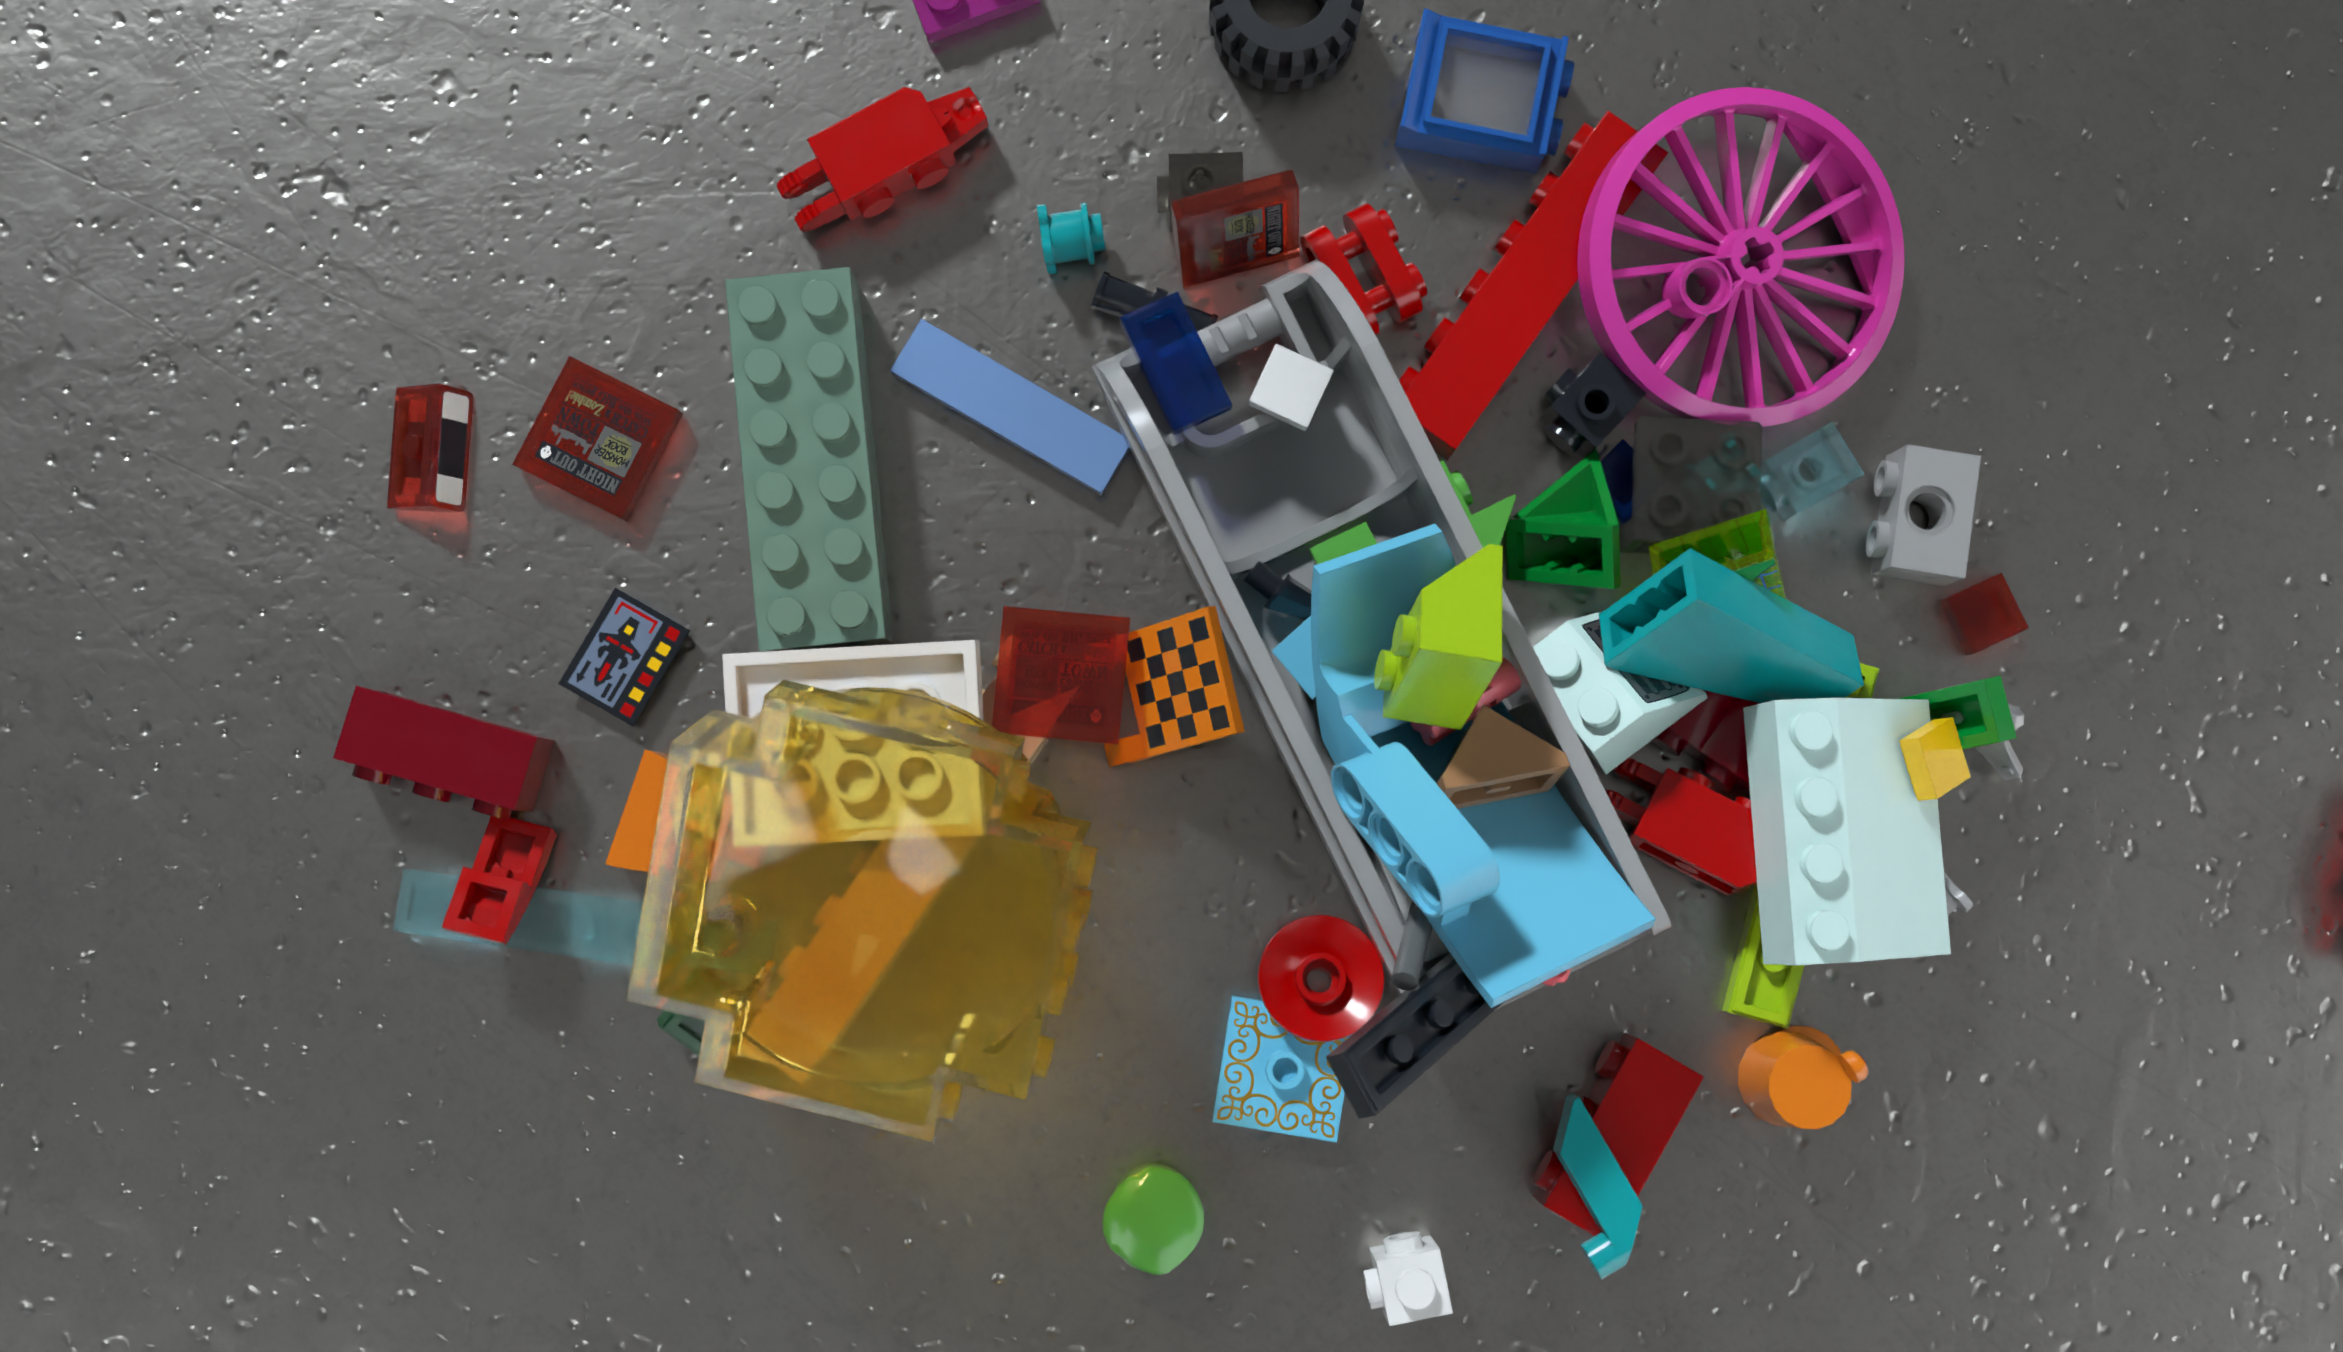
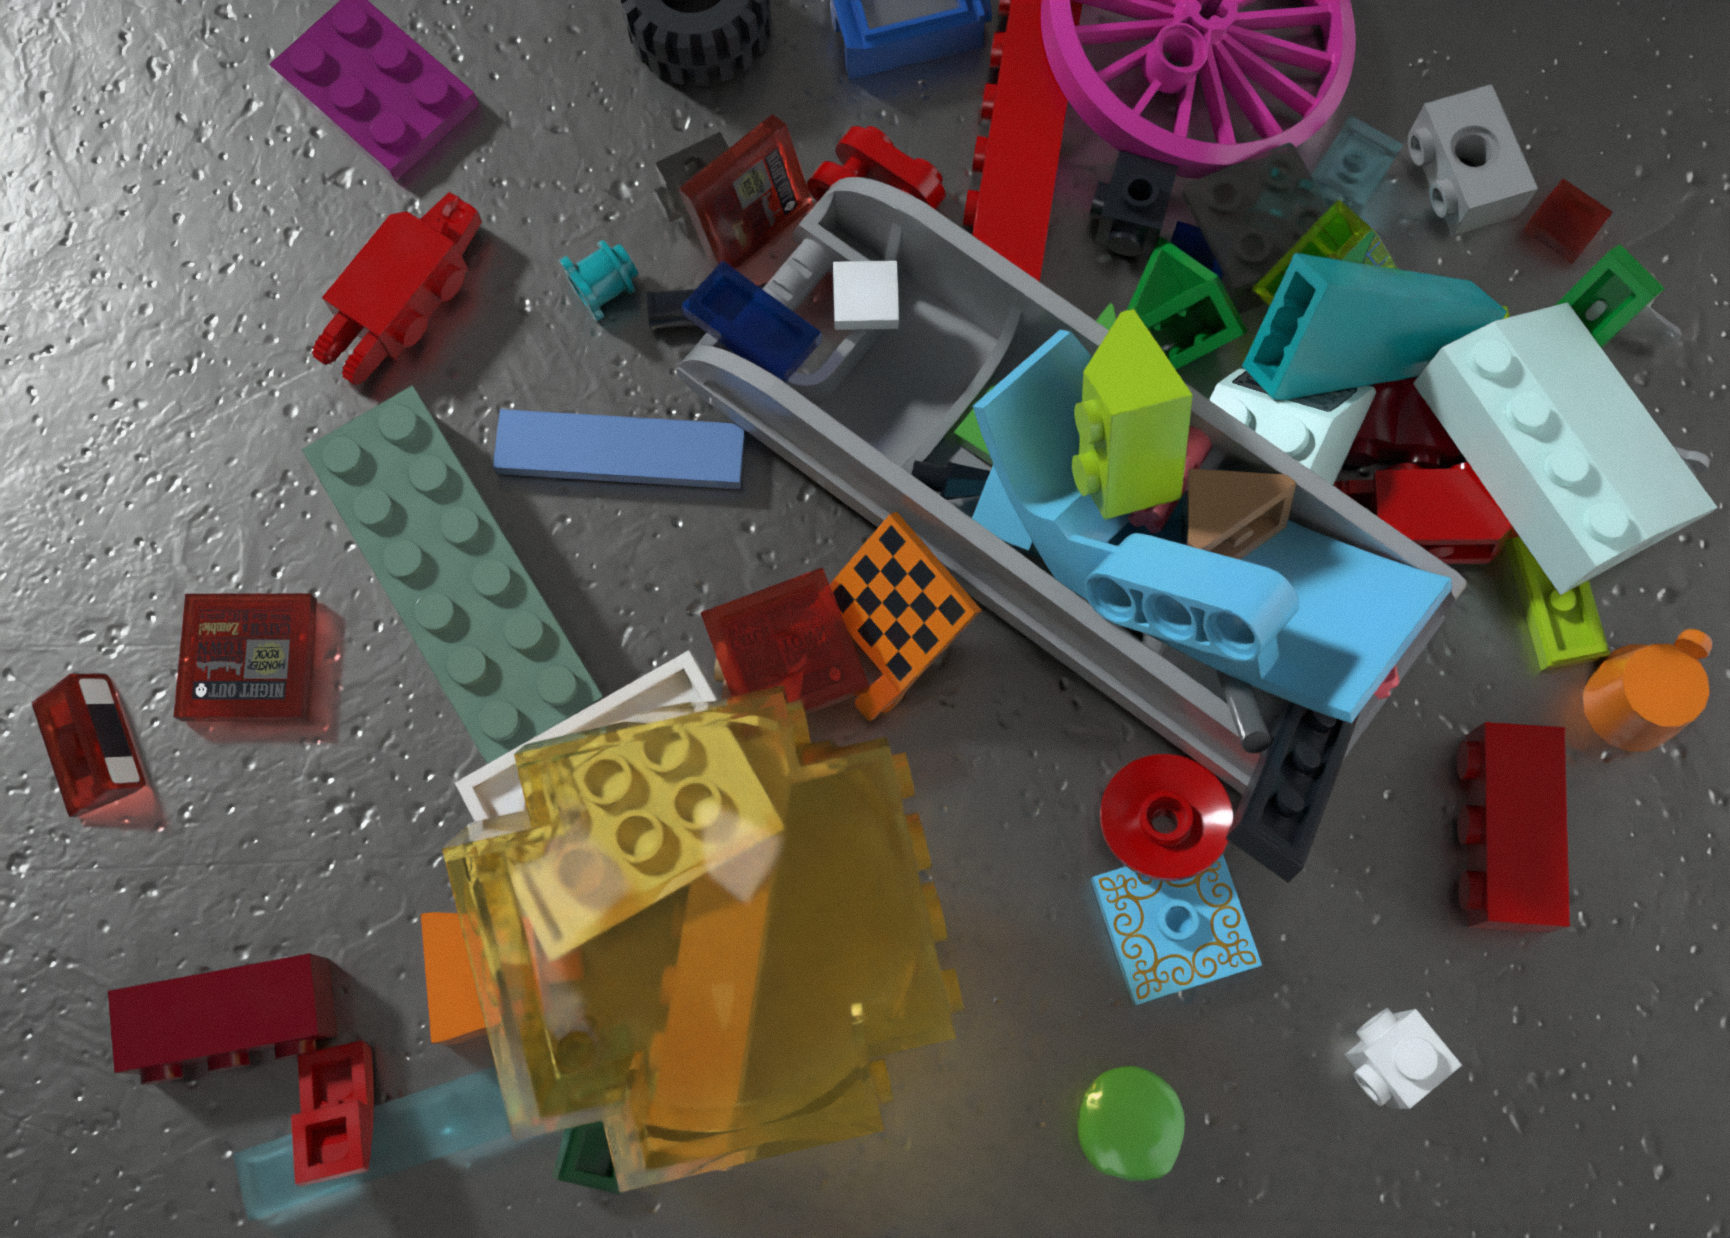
camera: 20 degrees left, 10 degrees down
(624, 657) = (361, 845): piece -> none
(1600, 1186) = (1531, 873): teal piece -> none
(1935, 759) = (1604, 344): yellow tile -> none

